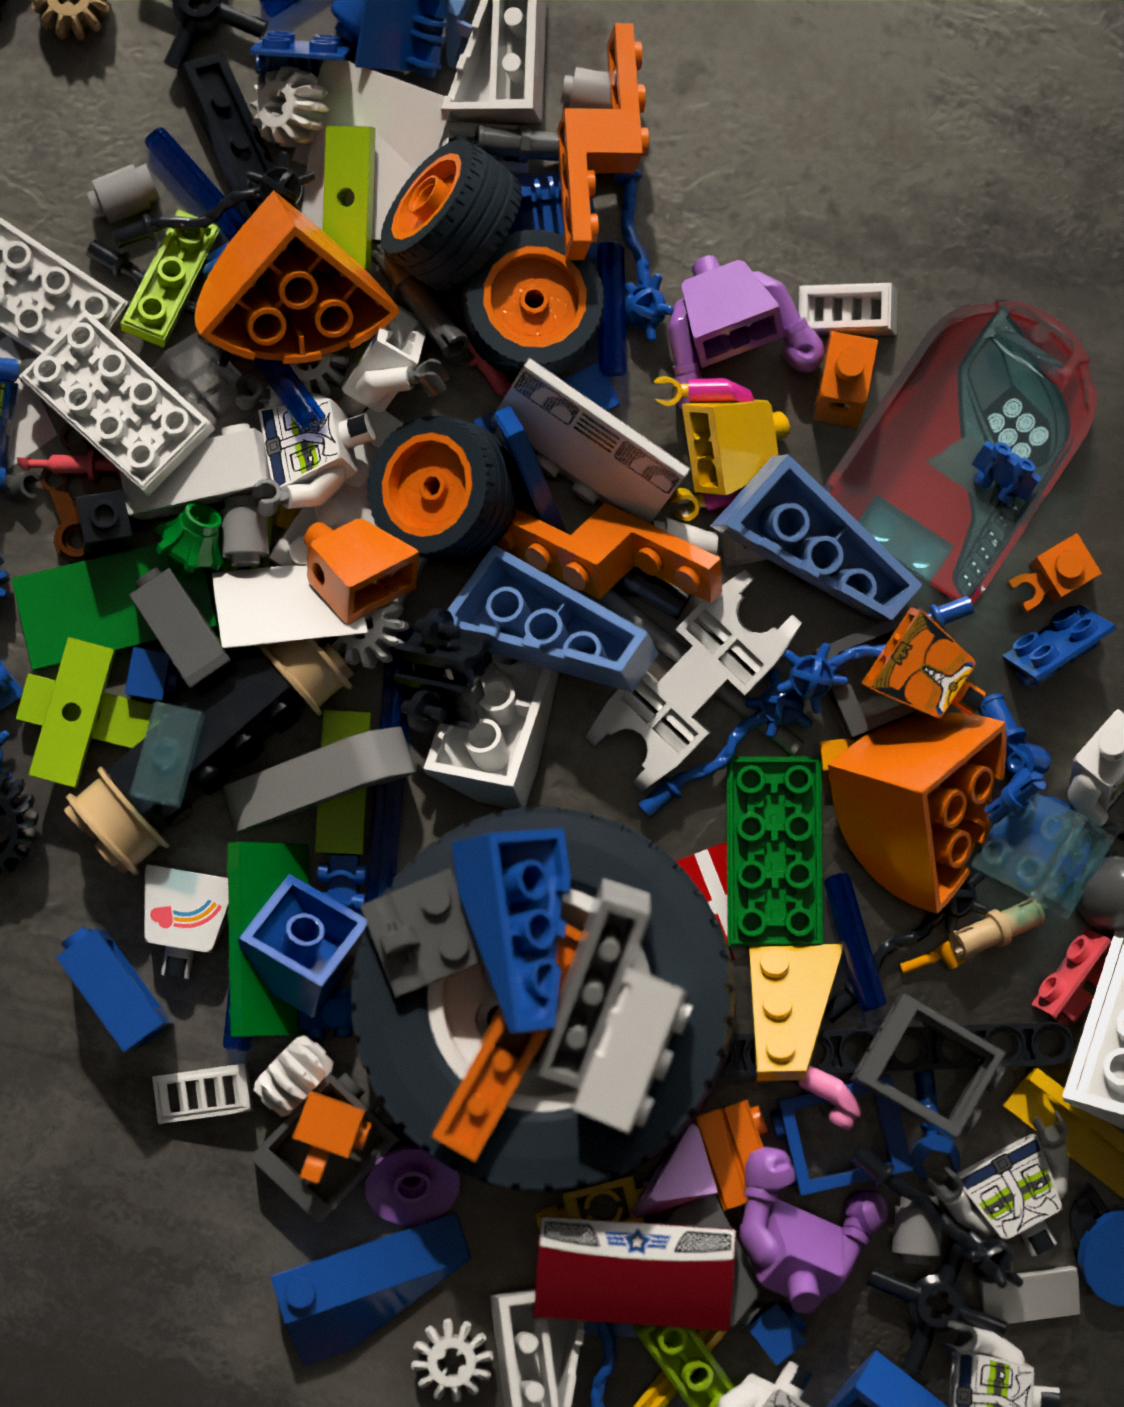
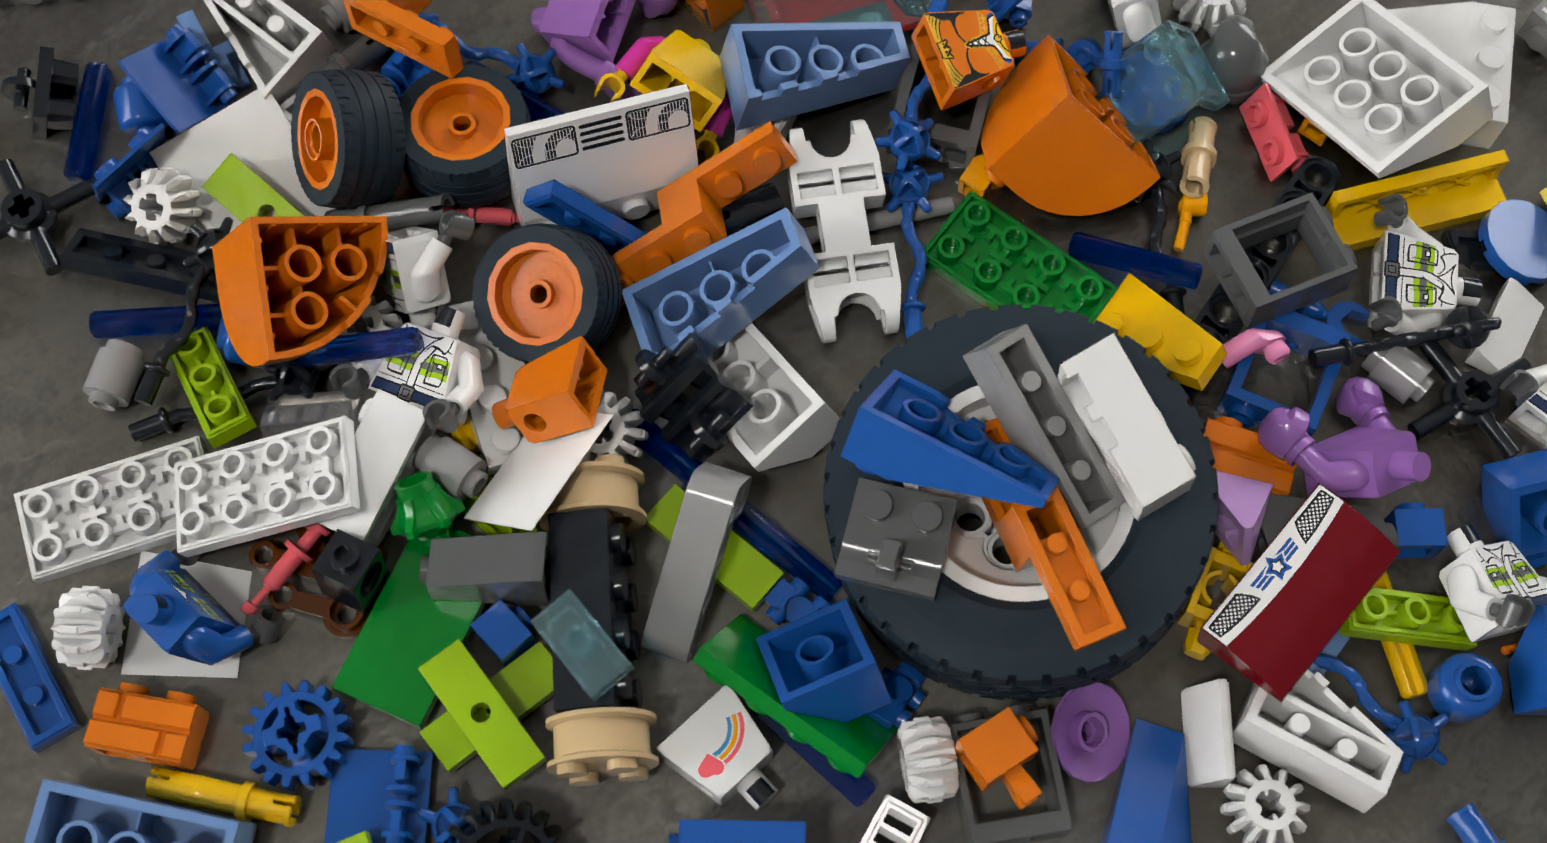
camera: 50 degrees left, 15 degrees down
(481, 1276) = (1208, 734): none -> white slope

